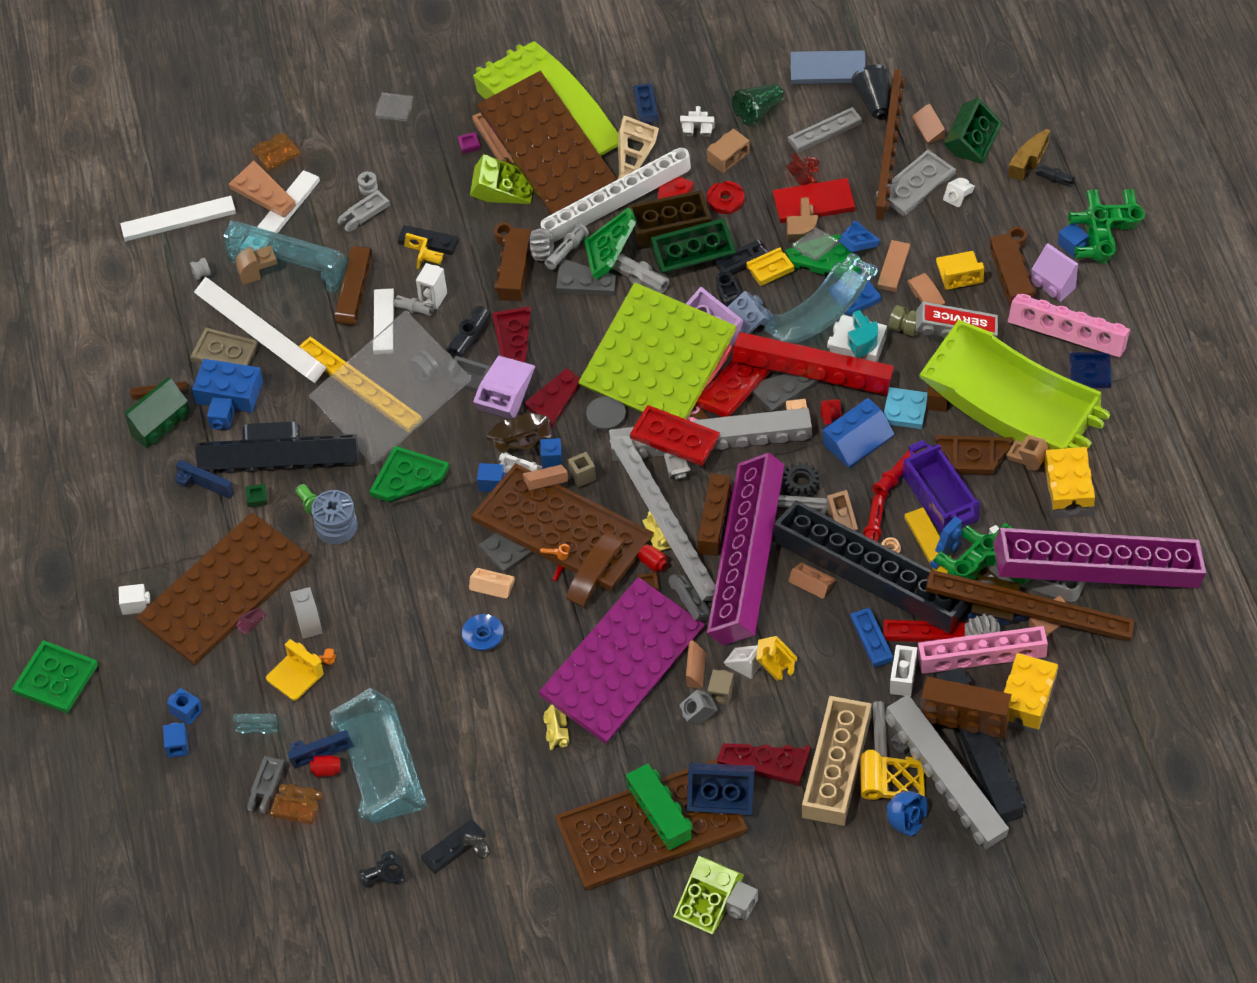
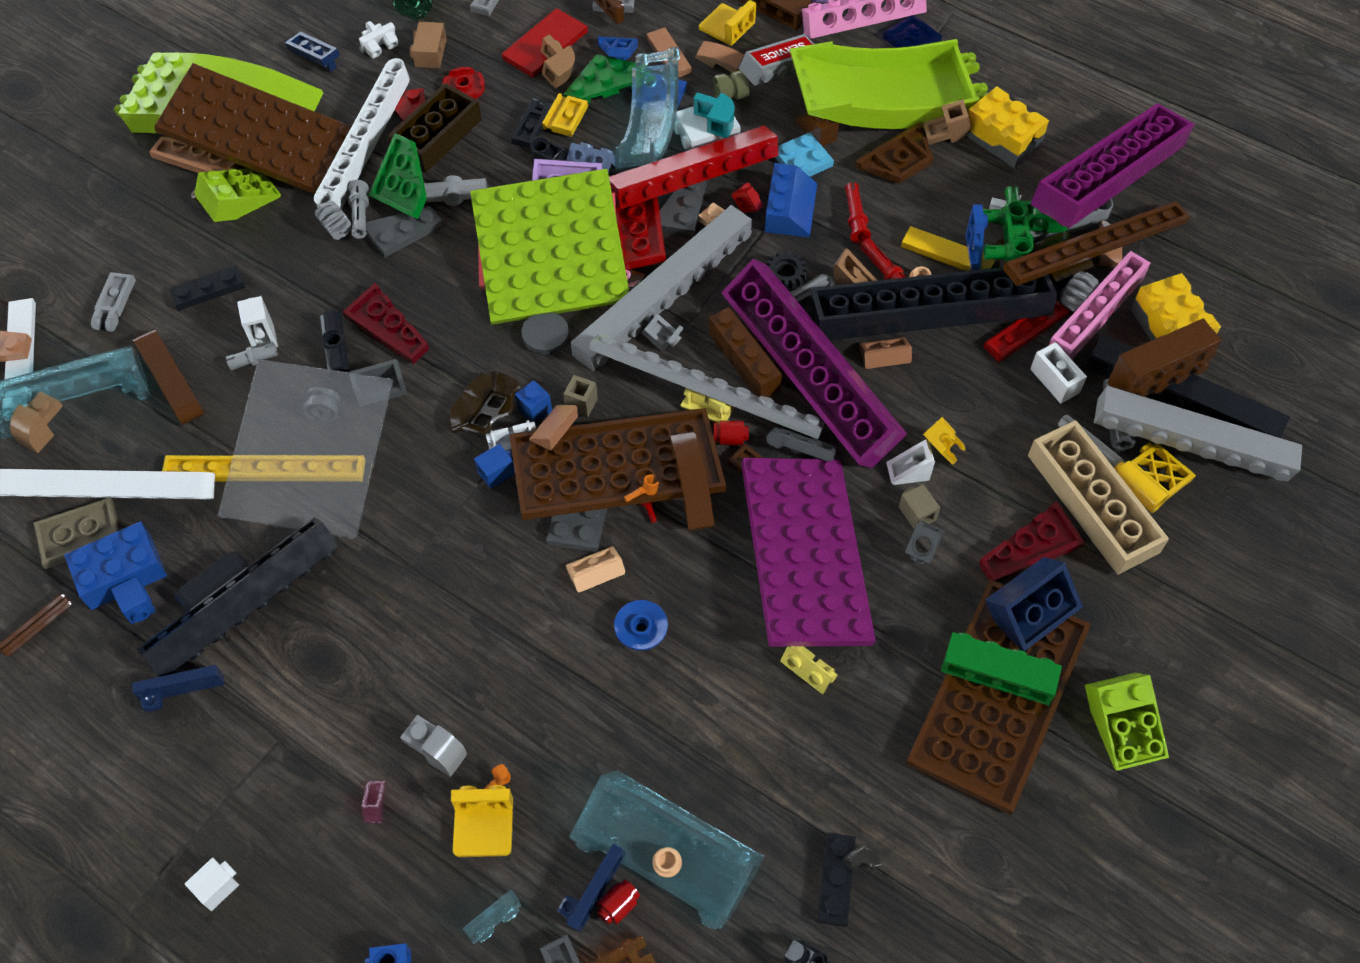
camera: 45 degrees left, 5 degrees up
(157, 413) = (57, 651): slope -> none
(221, 587) = (307, 794): reddish brown plate -> none
(256, 495) = (255, 659): dark green plate -> none
(306, 496) = (323, 622): bright green pin -> none
(334, 517) = (370, 619): sand blue wheel -> none
(367, 183) = (93, 273): light grey wheel -> none
(370, 765) = (667, 862): none -> light nougat plate
(383, 309) = (225, 383): white tile -> none
(394, 106) = (55, 191): clear piece -> none
(406, 474) = (403, 522): green plate -> none
(425, 254) = (217, 301): yellow bracket -> none
(469, 143) = (166, 179): magenta tile -> none
(504, 387) = (426, 371): lavender slope -> none
(514, 261) = (317, 251): reddish brown hinge -> none
(554, 396) = (478, 349): dark red wing -> none
(639, 132) = (336, 73): tan plate -> none
(674, 435) = (639, 305): red tile -> none
(692, 245) = (480, 137): dark green slope -> none
(695, 665) = (871, 506): nougat slope -> none
(741, 901) = (1169, 700): light grey brick -> none
(798, 165) = (513, 19): clear red hips -> none
(815, 244) = (589, 71): clear piece -> none
(871, 637) = (993, 365): blue plate -> none
(906, 812) = (1201, 497): blue cylinder -> none
(939, 486) = (913, 199): dark purple container -> none

